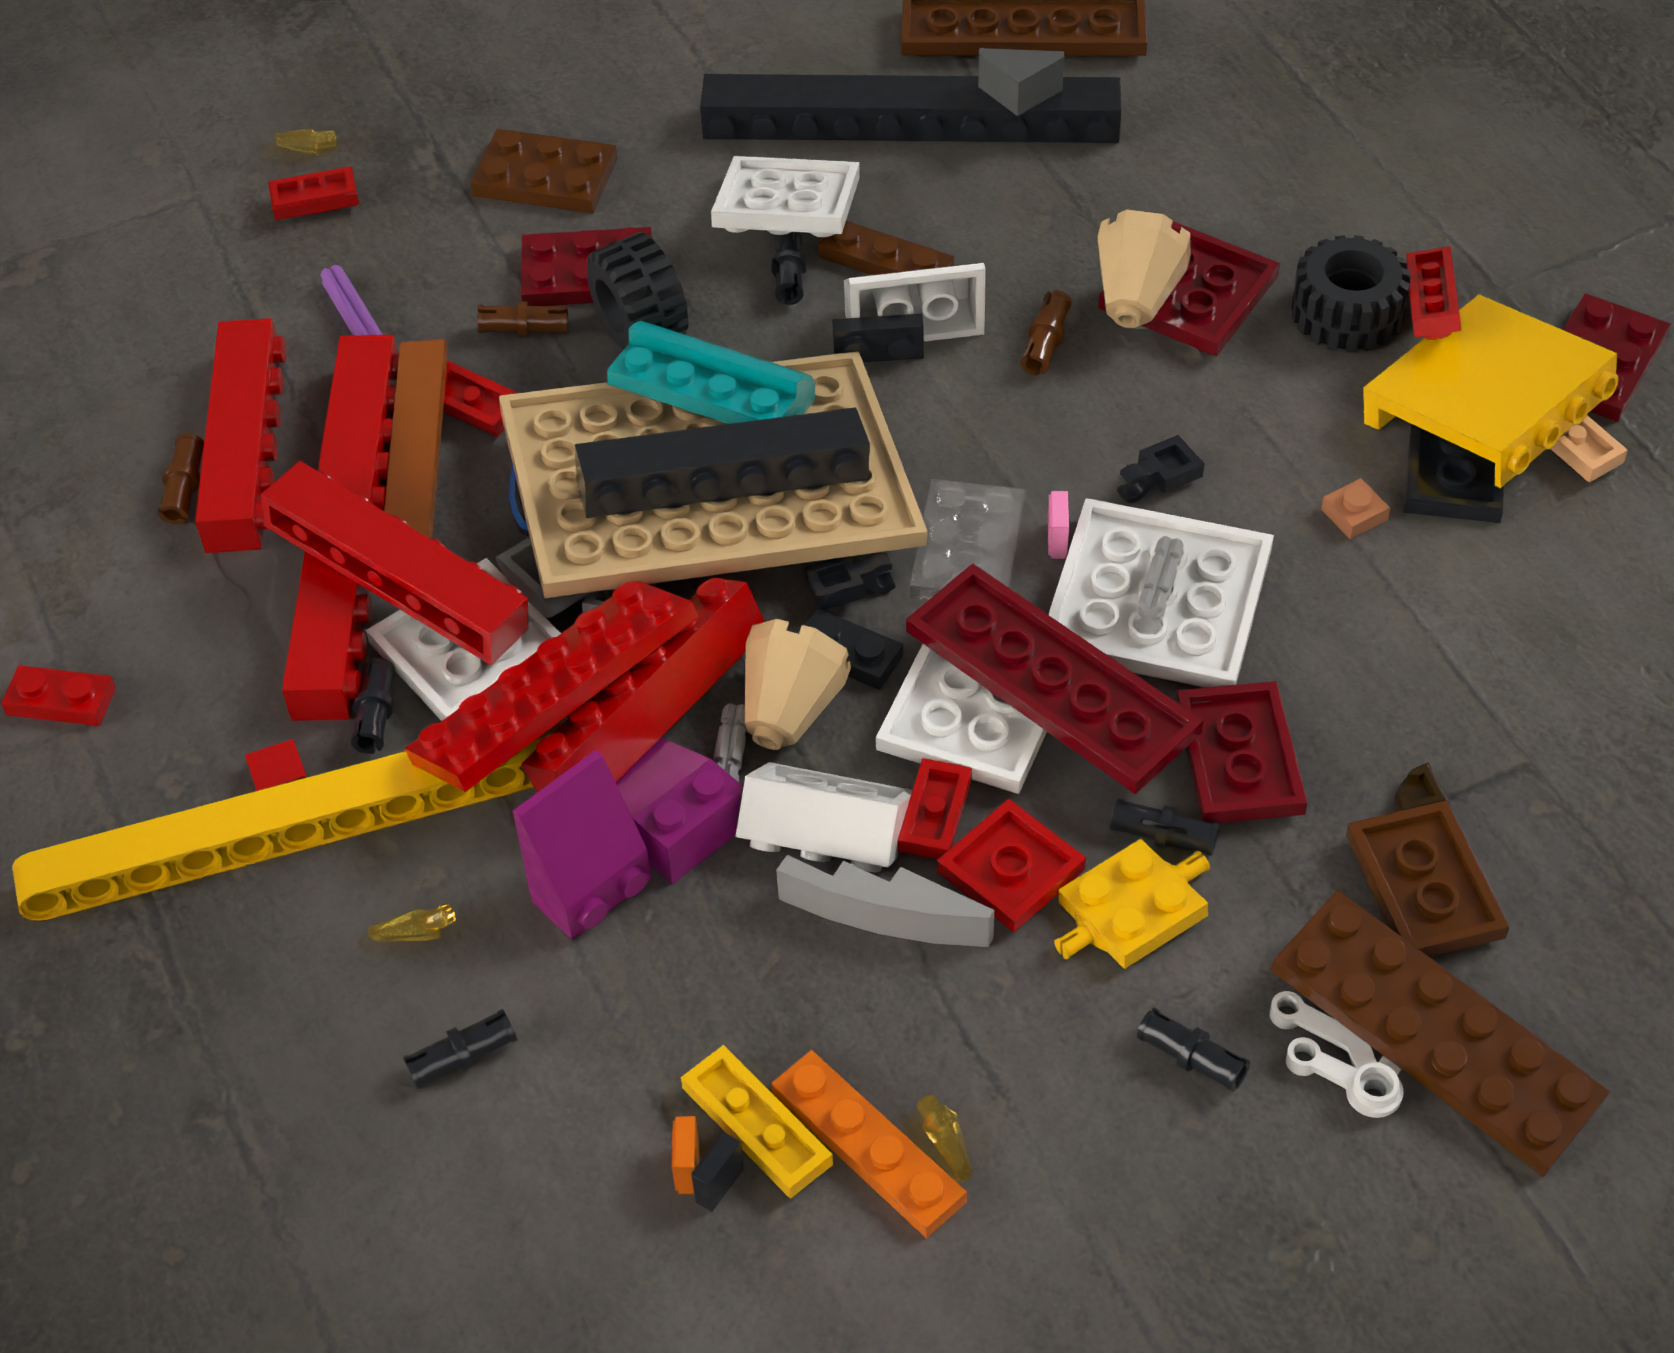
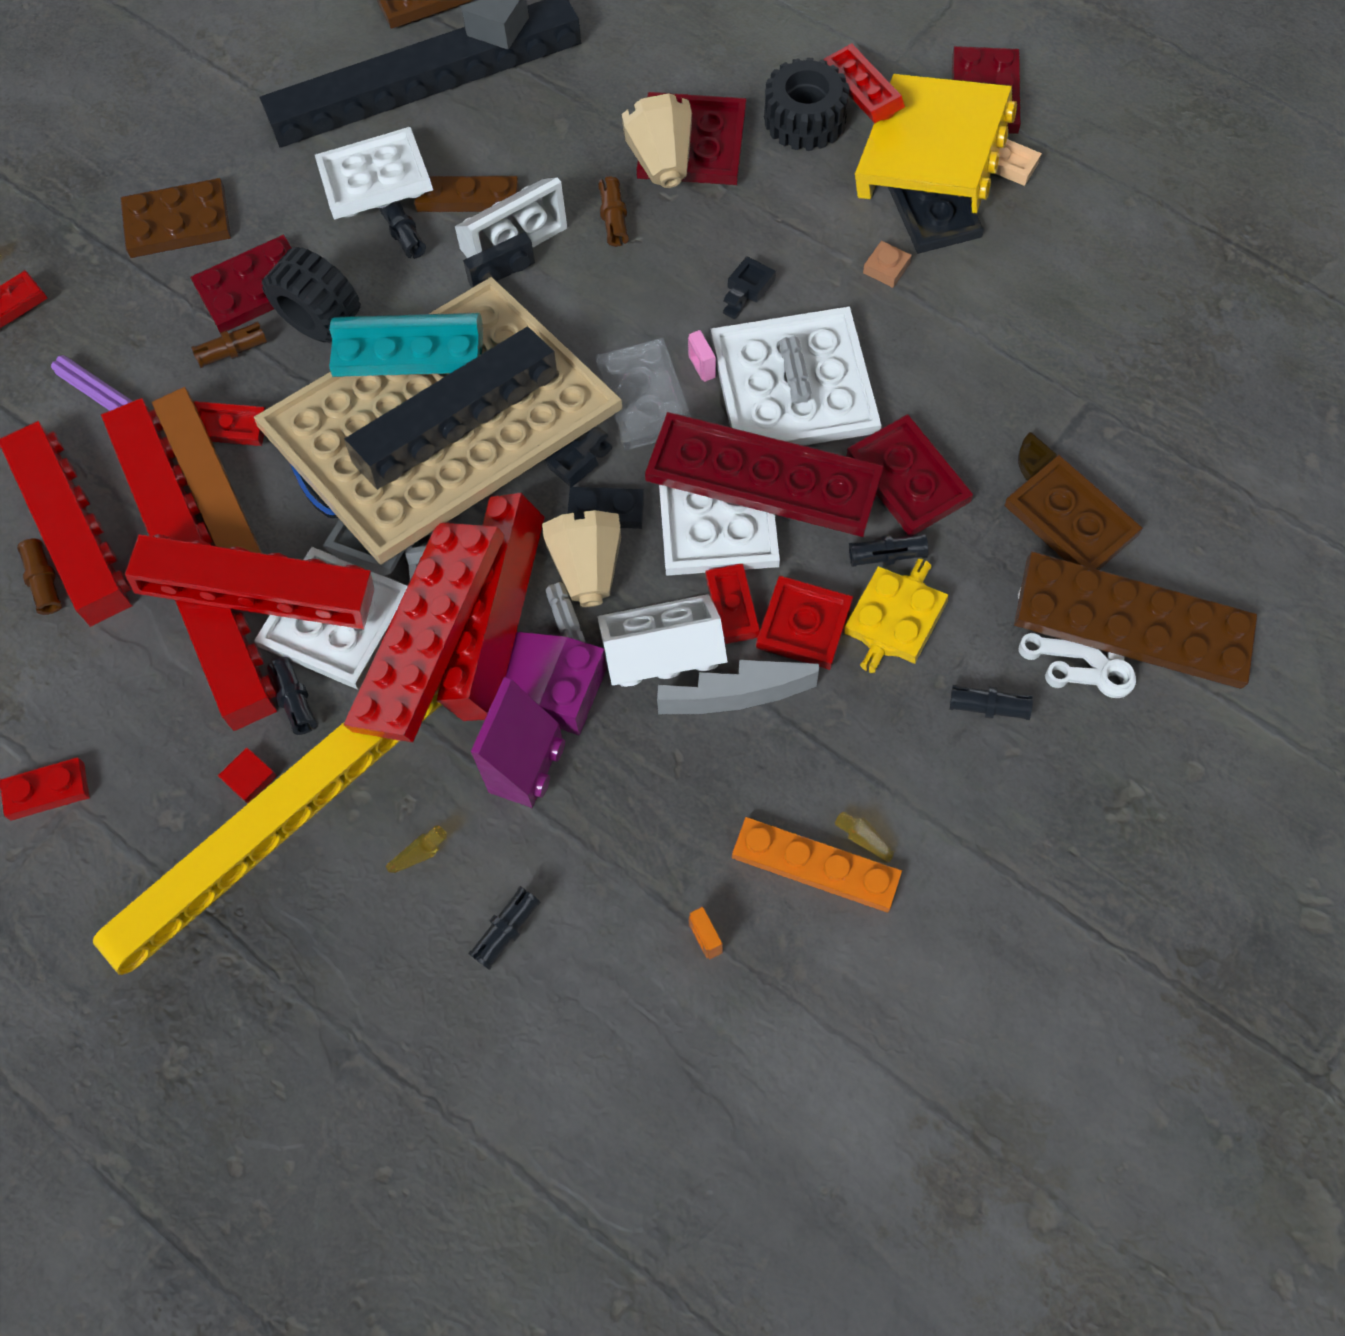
camera: 25 degrees left, 15 degrees up
(717, 1171) = (732, 935): black tile -> none
(758, 1120) = (737, 885): yellow plate -> none

